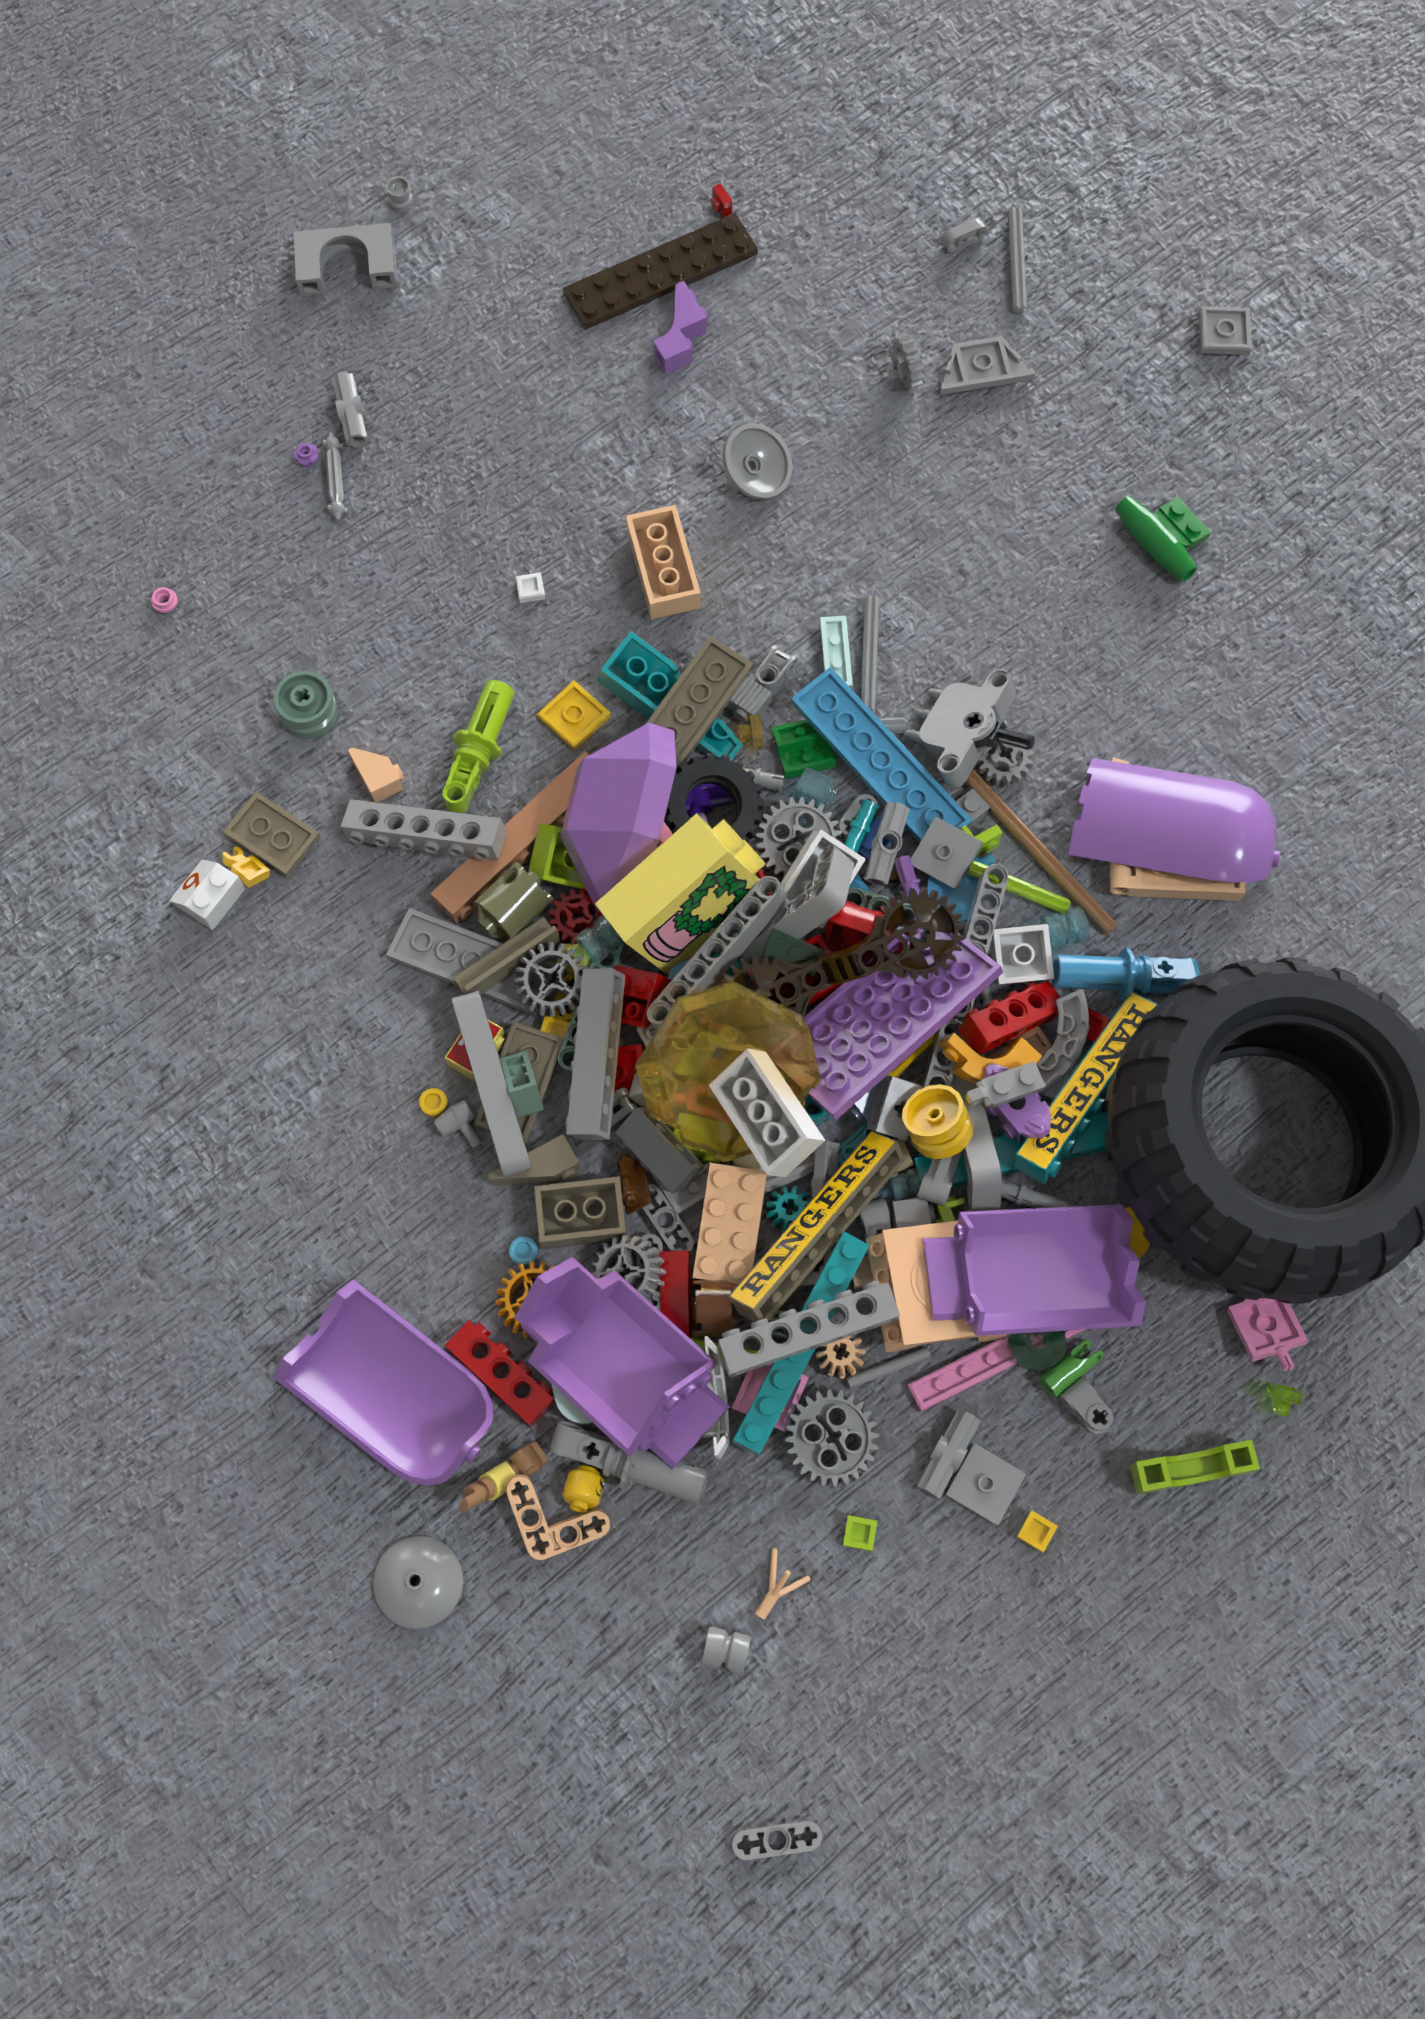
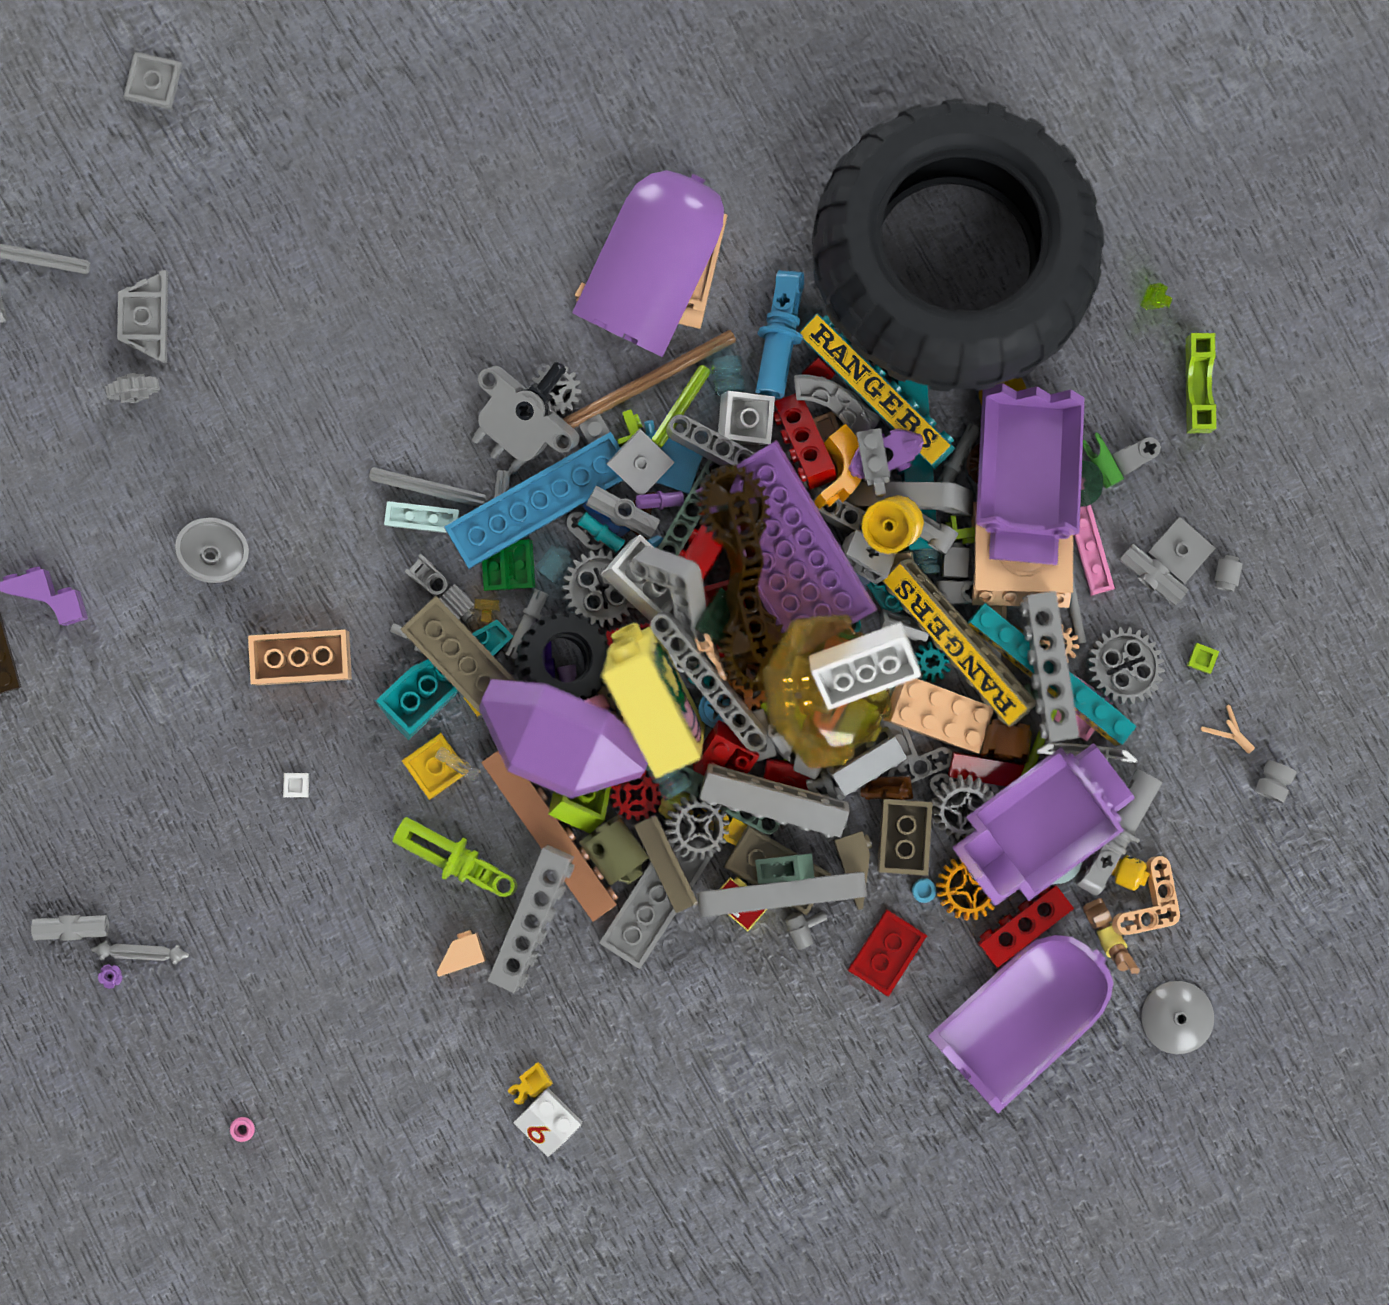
camera: 85 degrees left, 15 degrees up
(272, 834) = (502, 1056): dark tan plate -> none
(306, 704) = (367, 1009): sand green wheel -> none
(433, 1102) = (779, 947): yellow tile -> none
(445, 1222) = (887, 952): none -> red tile
(579, 731) = (457, 764): none -> clear axle
(753, 948) = (711, 651): none -> light nougat piece
(970, 1545) = (1228, 573): none -> light grey brick
(1036, 1531) = (1225, 518): yellow plate -> none
(1165, 534) = (359, 192): green plate -> none
(1267, 1329) = (1109, 297): bright pink plate -> none

